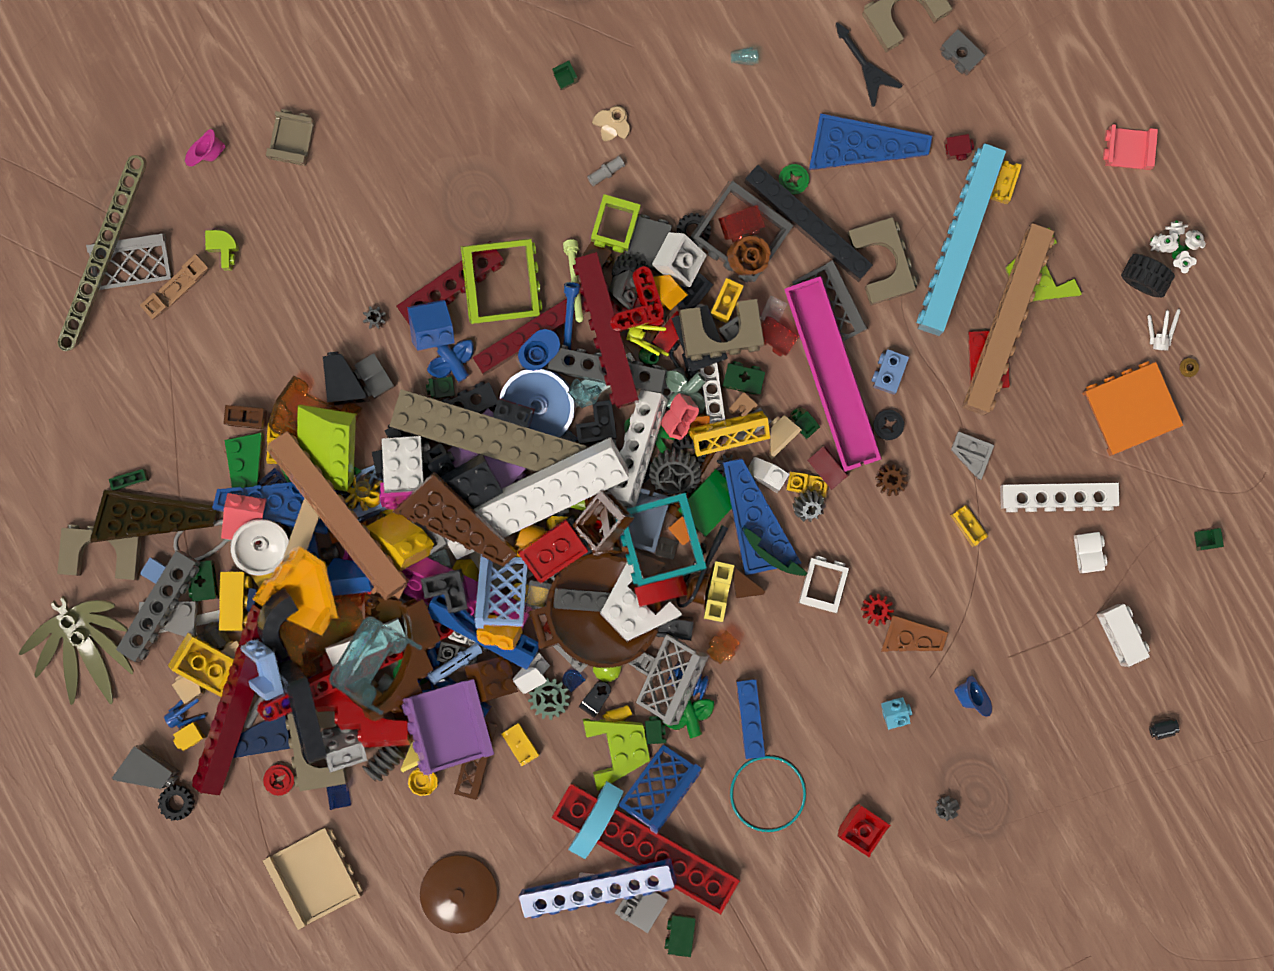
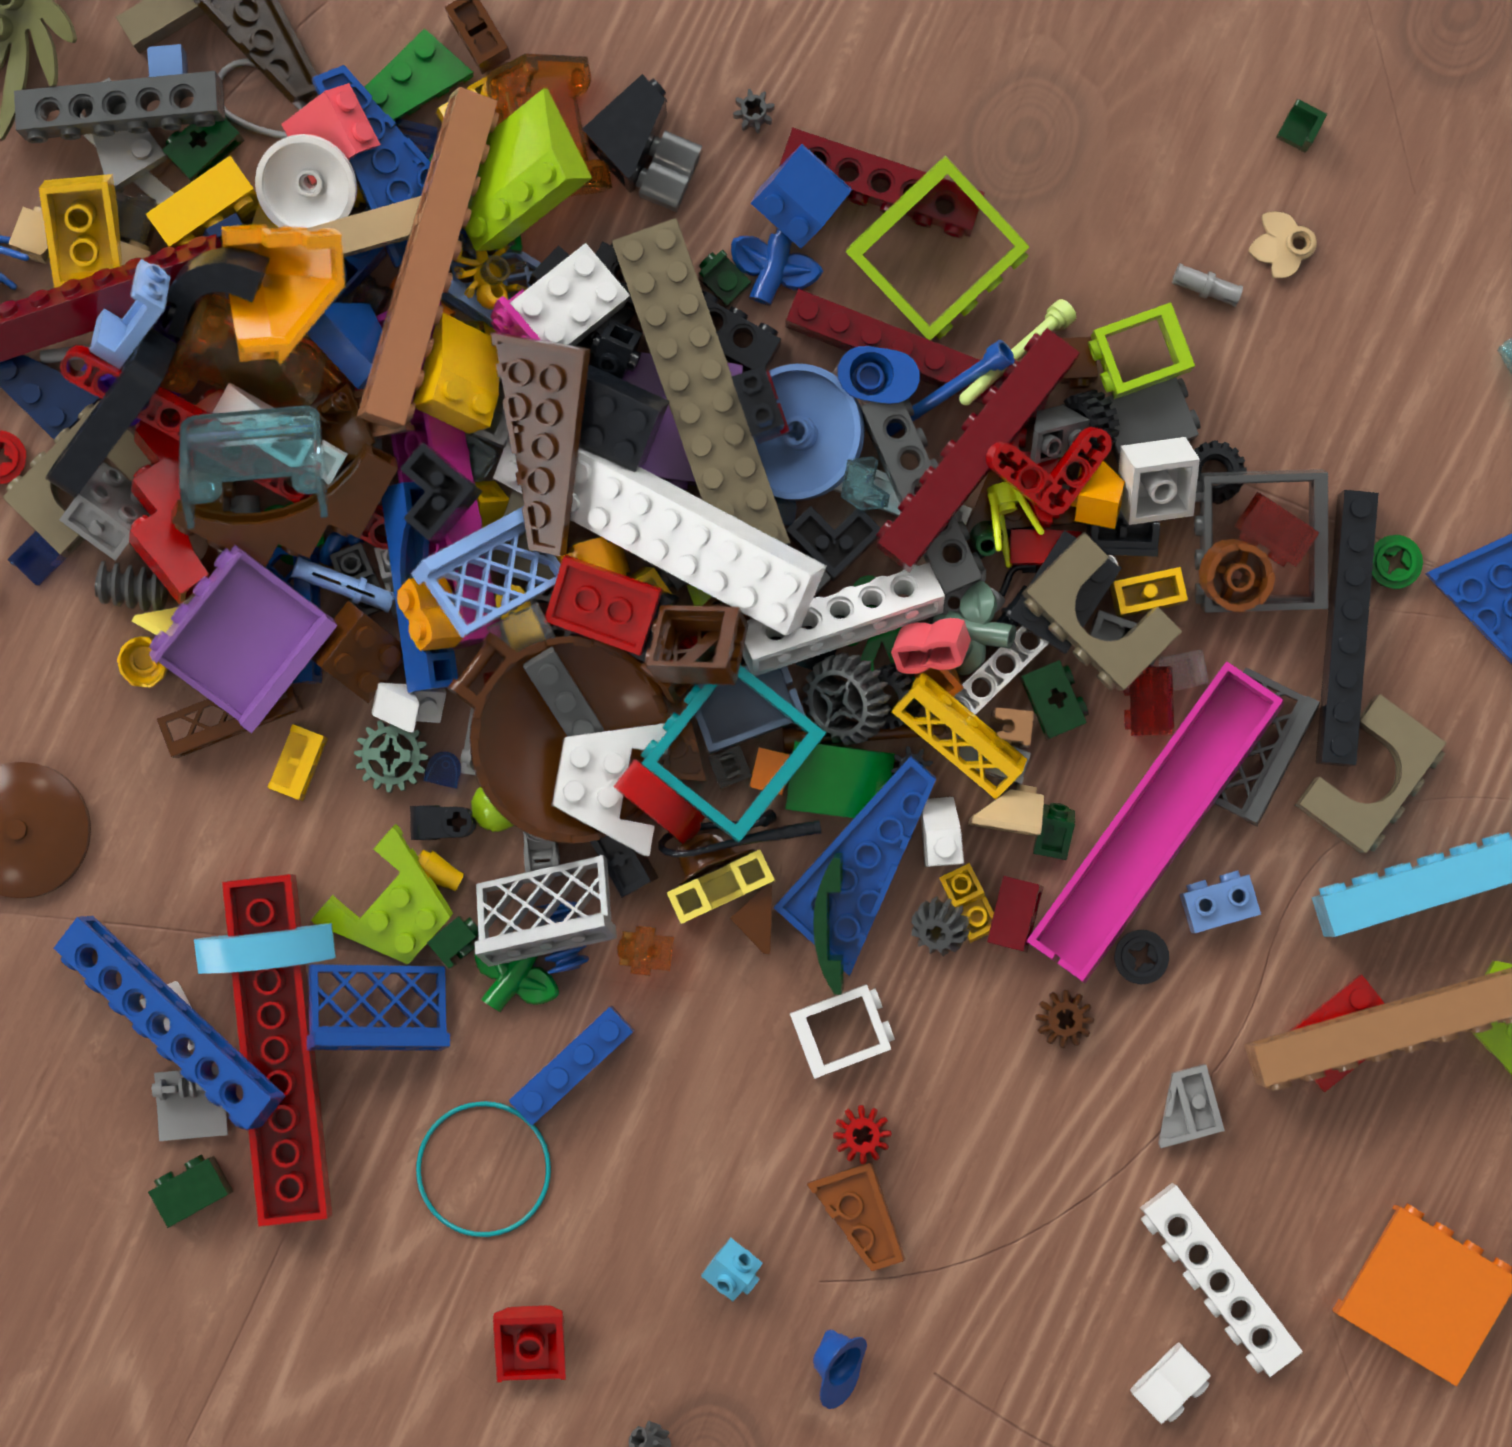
camera: 55 degrees right, 0 degrees up
(969, 525) = (1081, 1179): yellow hinge -> none

